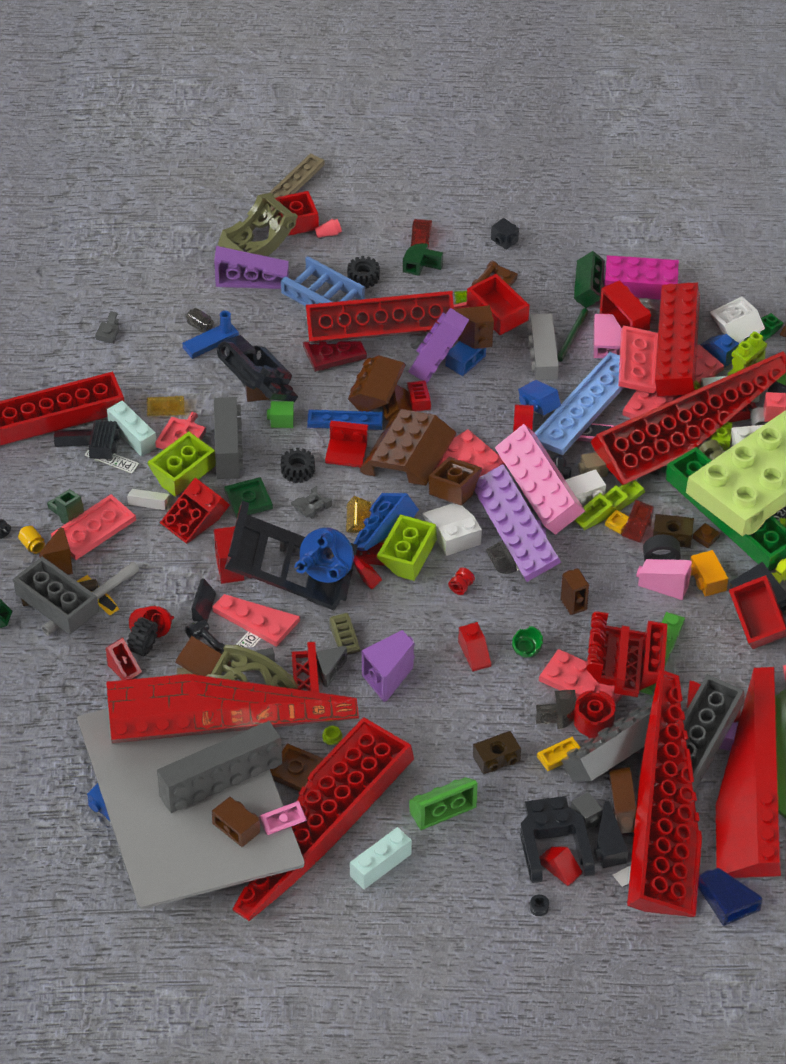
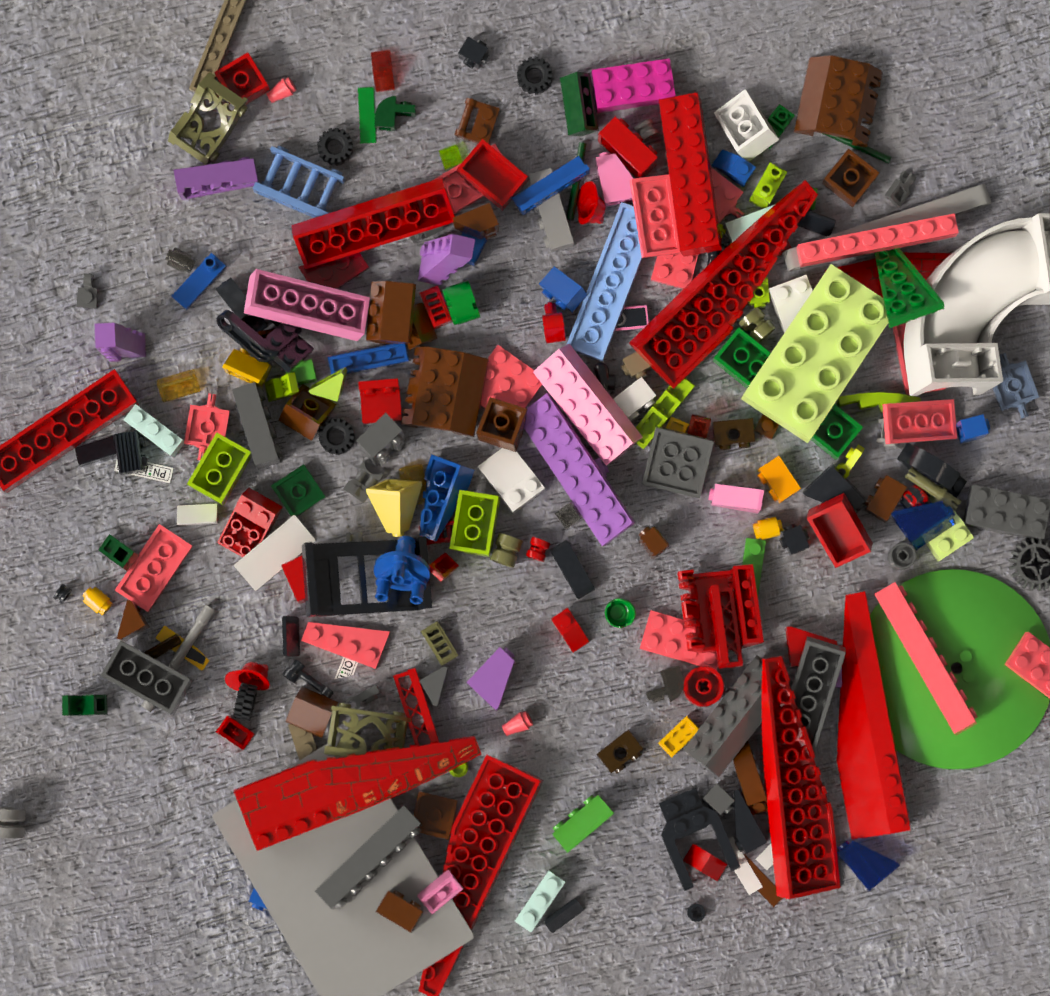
camera: 10 degrees left, 35 degrees up
(122, 349) = (118, 342): none -> medium lavender wedge
(198, 540) = (272, 552): none -> white sticker
(224, 389) = (246, 367): none -> yellow slope
(258, 419) = (281, 387): none -> lime slope
(273, 441) = (306, 412): none -> reddish brown slope
(302, 356) = (306, 305): none -> bright pink brick
(305, 425) = (330, 386): none -> lime slope
(337, 510) = (395, 503): none -> light yellow slope
(338, 457) = (382, 440): none -> dark grey brick
(396, 265) = (366, 115): none -> green sticker
(401, 877) = (563, 915): none -> black slope
(402, 711) = (518, 723): none -> coral cone
(430, 574) = (506, 549): none -> olive wheel
(443, 388) = (461, 303): none -> green brick
(490, 603) = (572, 569): none -> black beam
(549, 322) = (551, 185): none -> blue fence
(554, 265) = (529, 86): none -> black tyre
(582, 348) = (590, 205): none -> red piece
(599, 885) = (745, 871): none -> white sticker
(612, 894) = (768, 890): none -> reddish brown sticker
(614, 539) = (678, 462): none -> dark grey plate
(662, 542) = (728, 469): black tyre -> none
(689, 607) = (767, 528): none -> yellow brick
(713, 621) = (794, 539): none -> black brick

